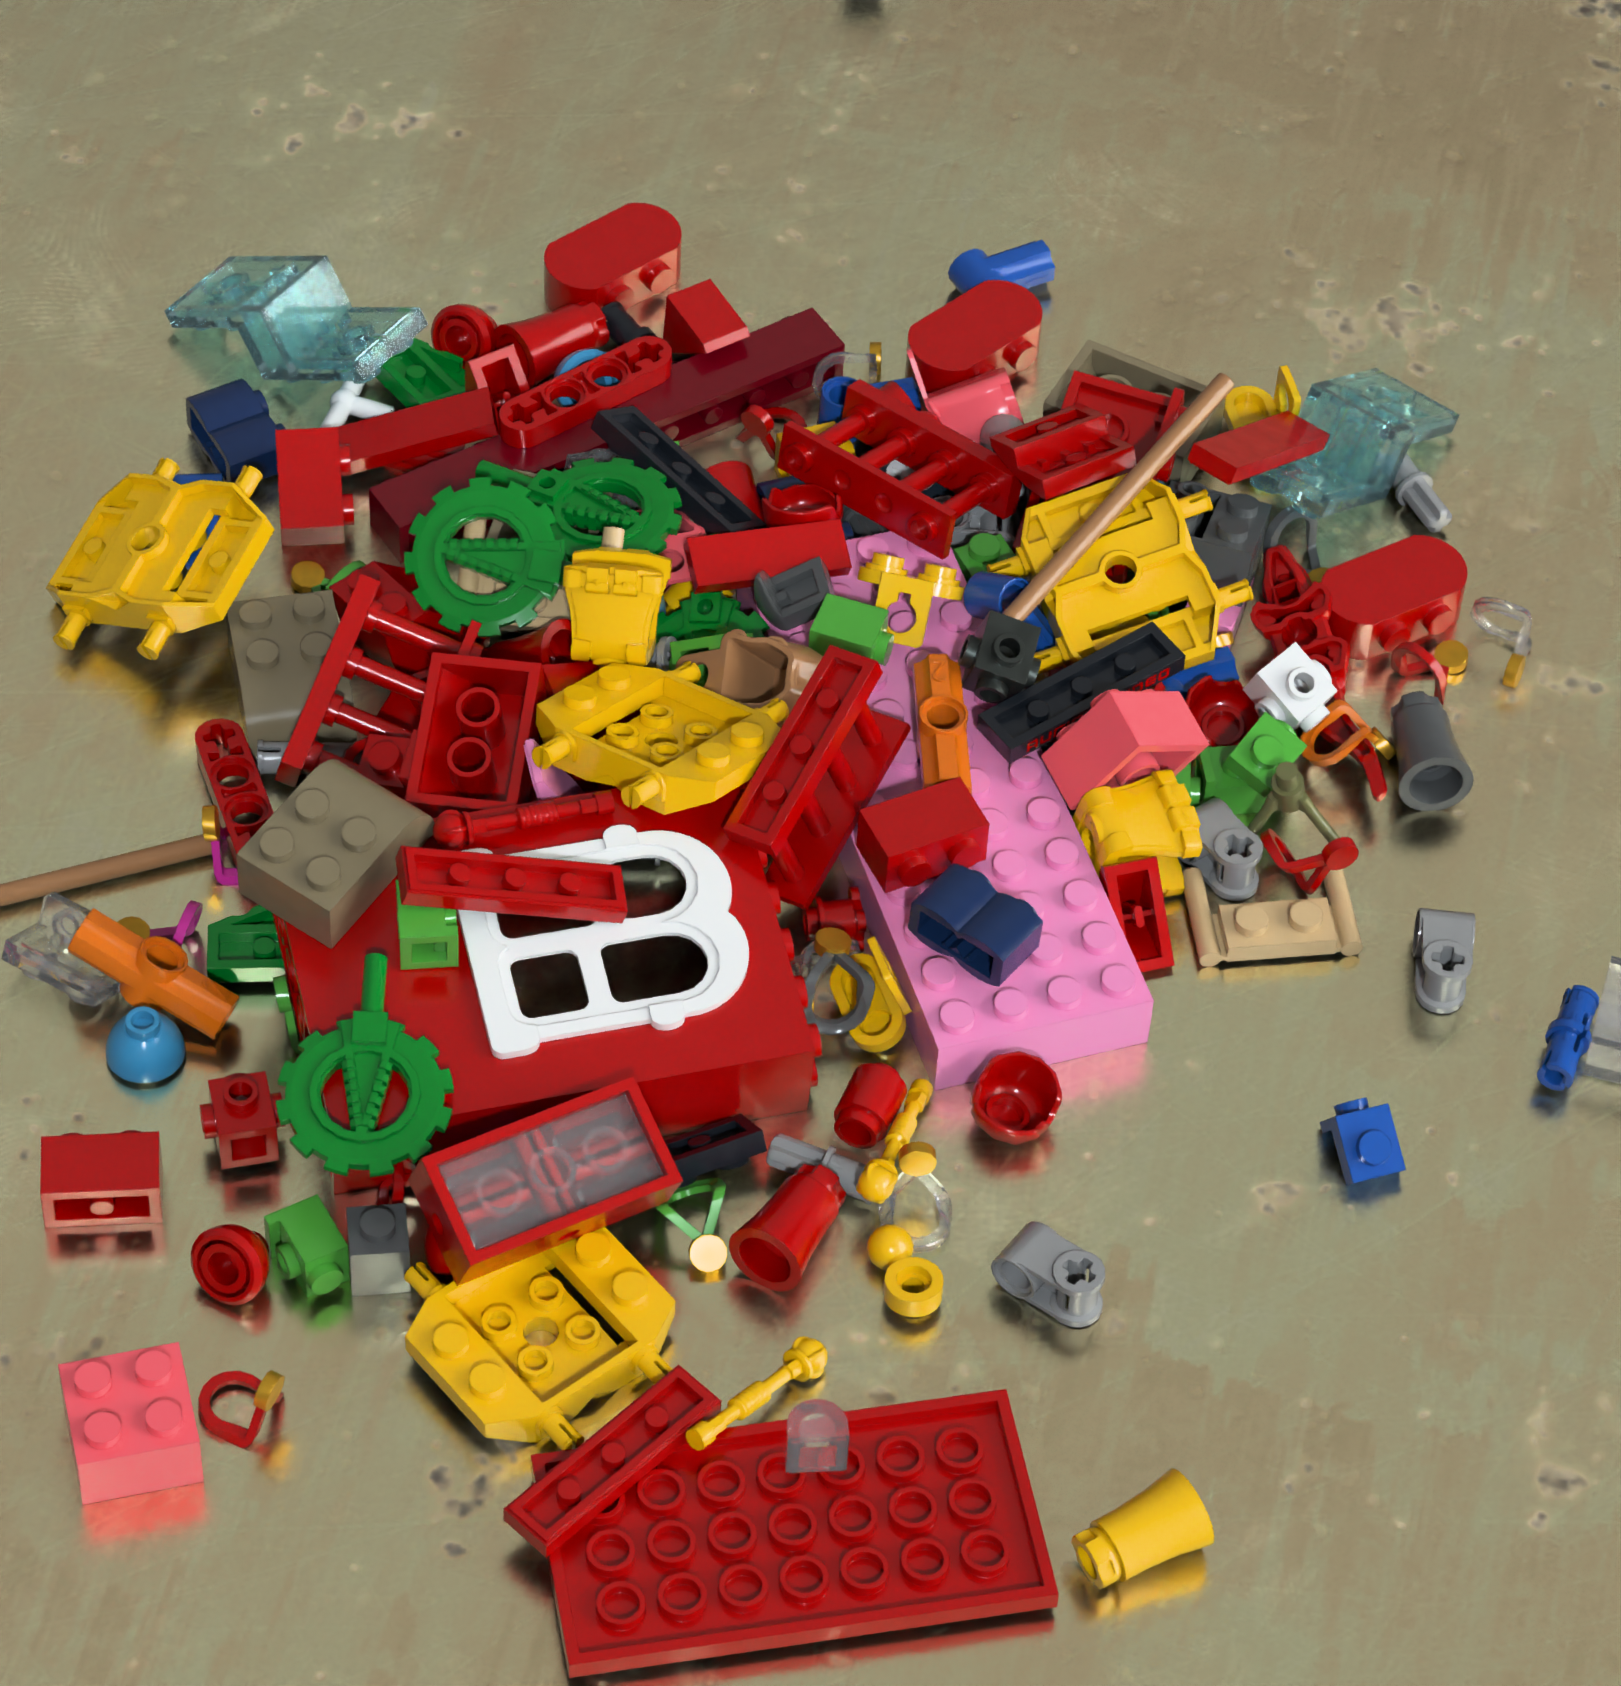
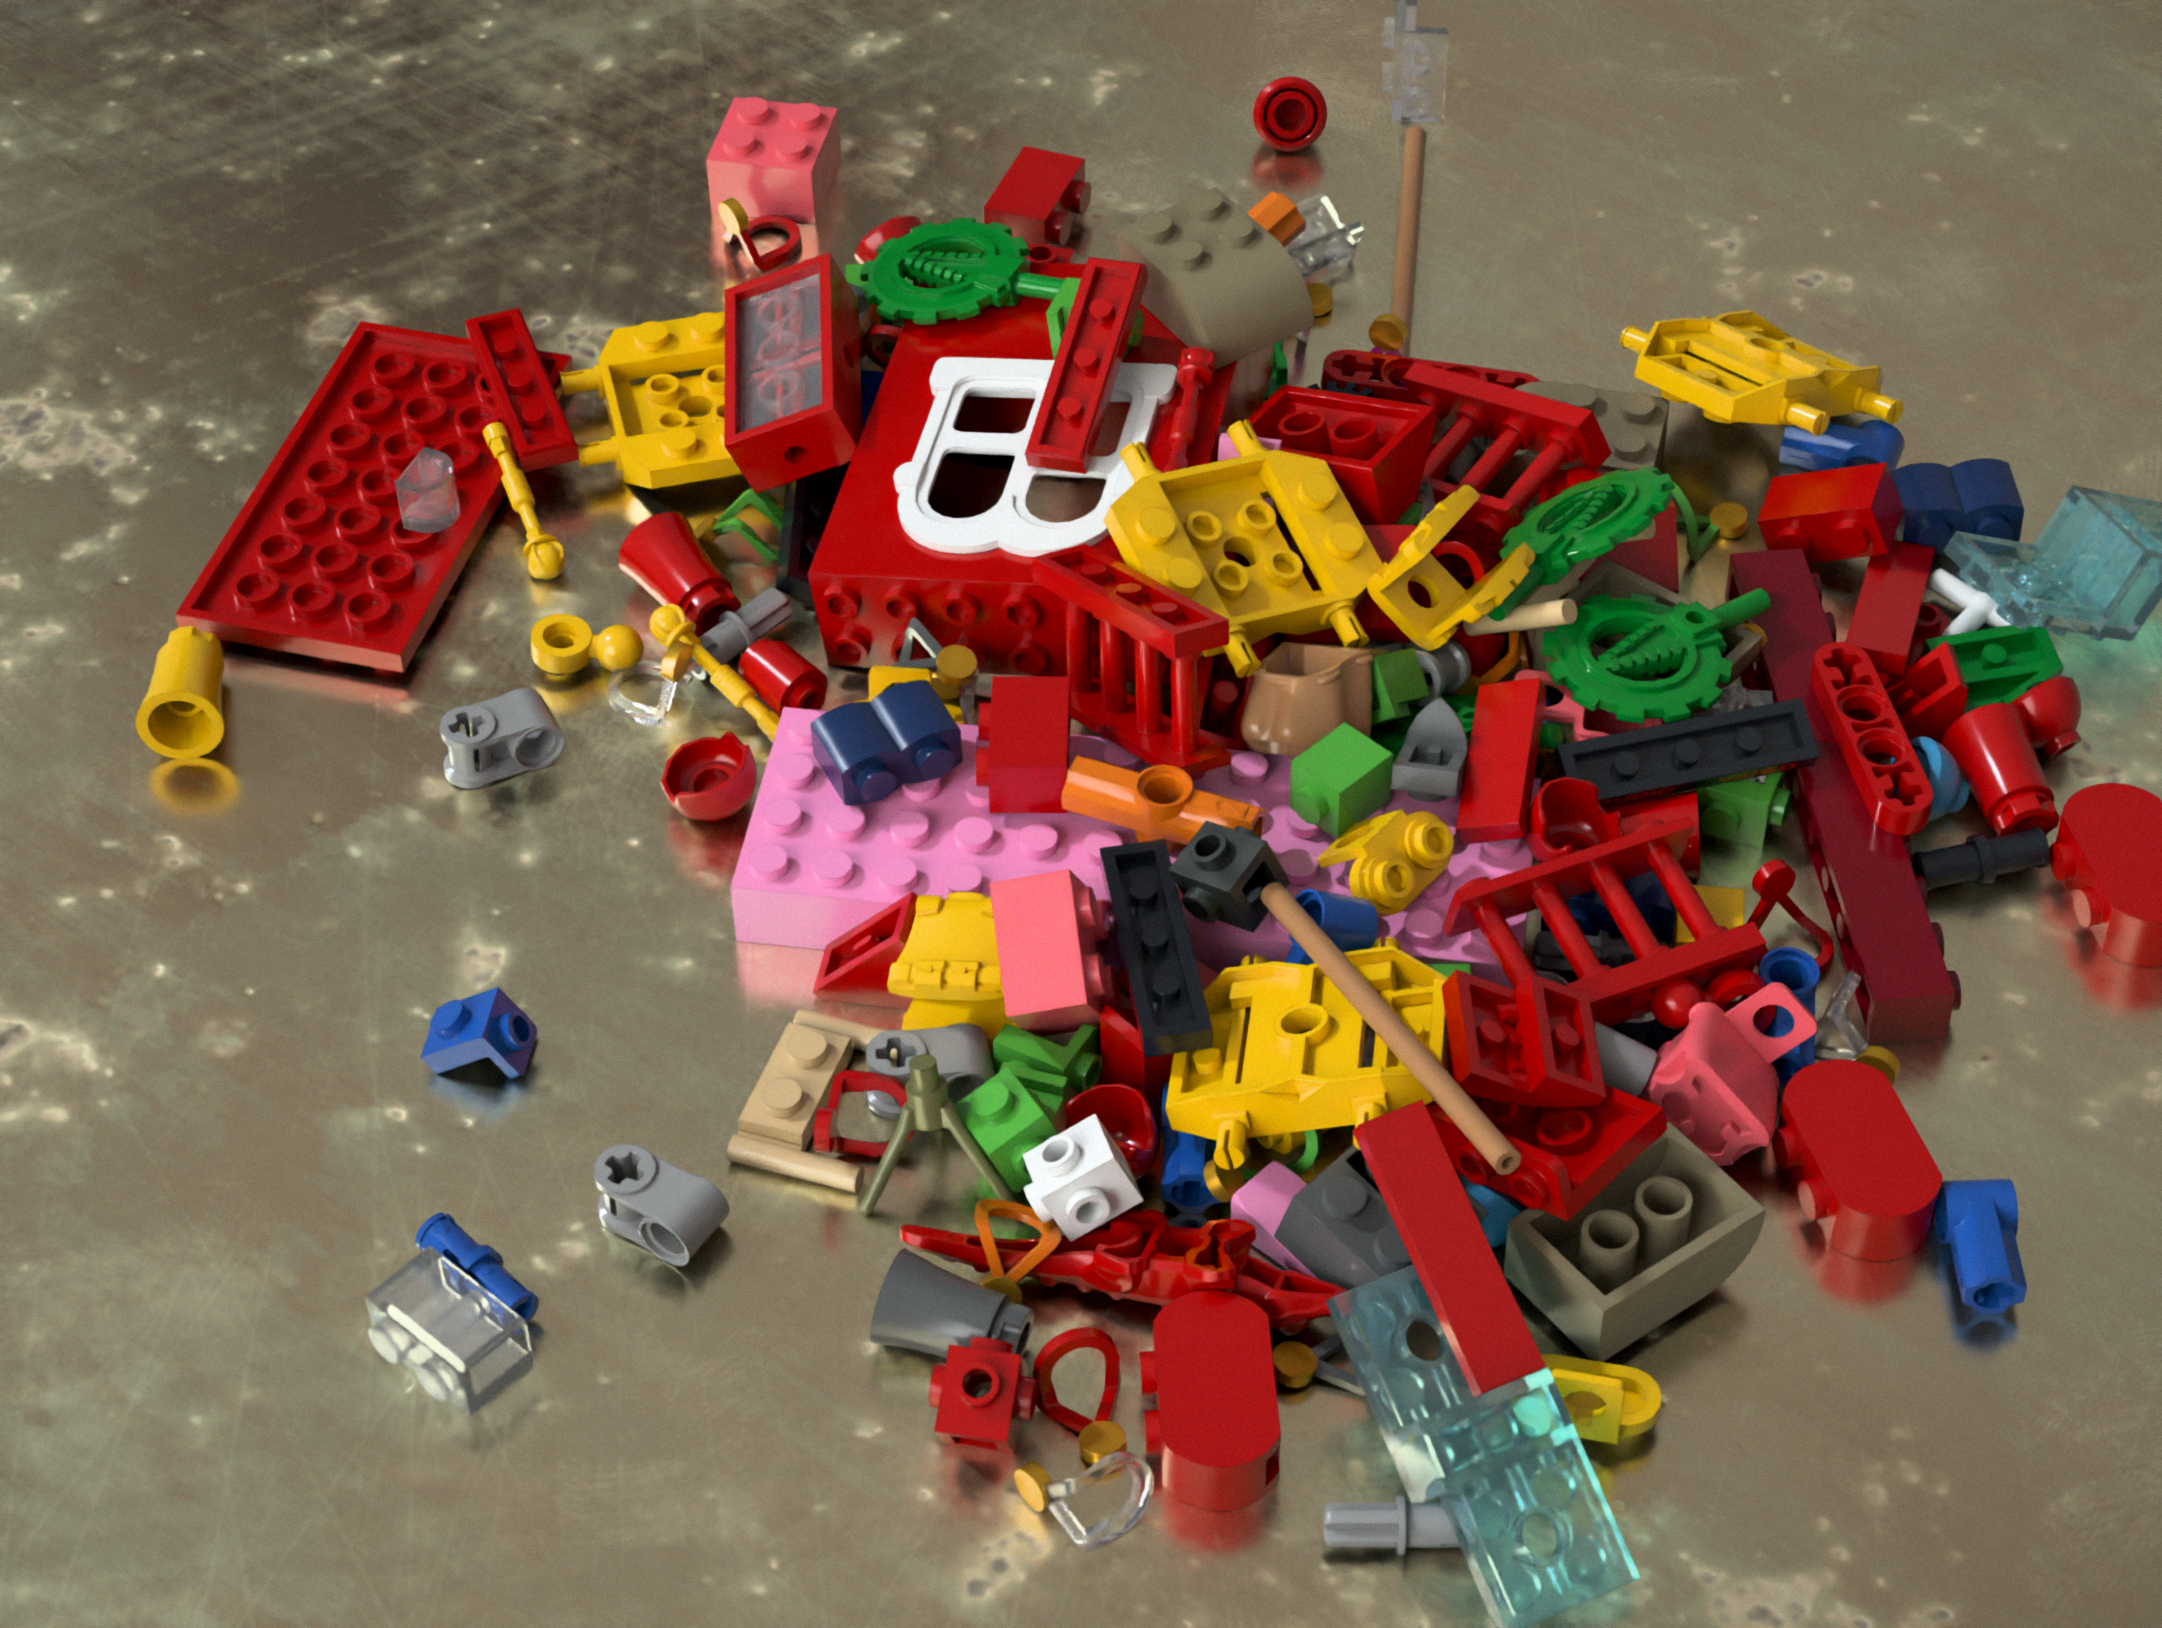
camera: 120 degrees right, 5 degrees down
(701, 320) = (1960, 884): red slope -> none
(1484, 702) = (986, 1421): none -> red brick

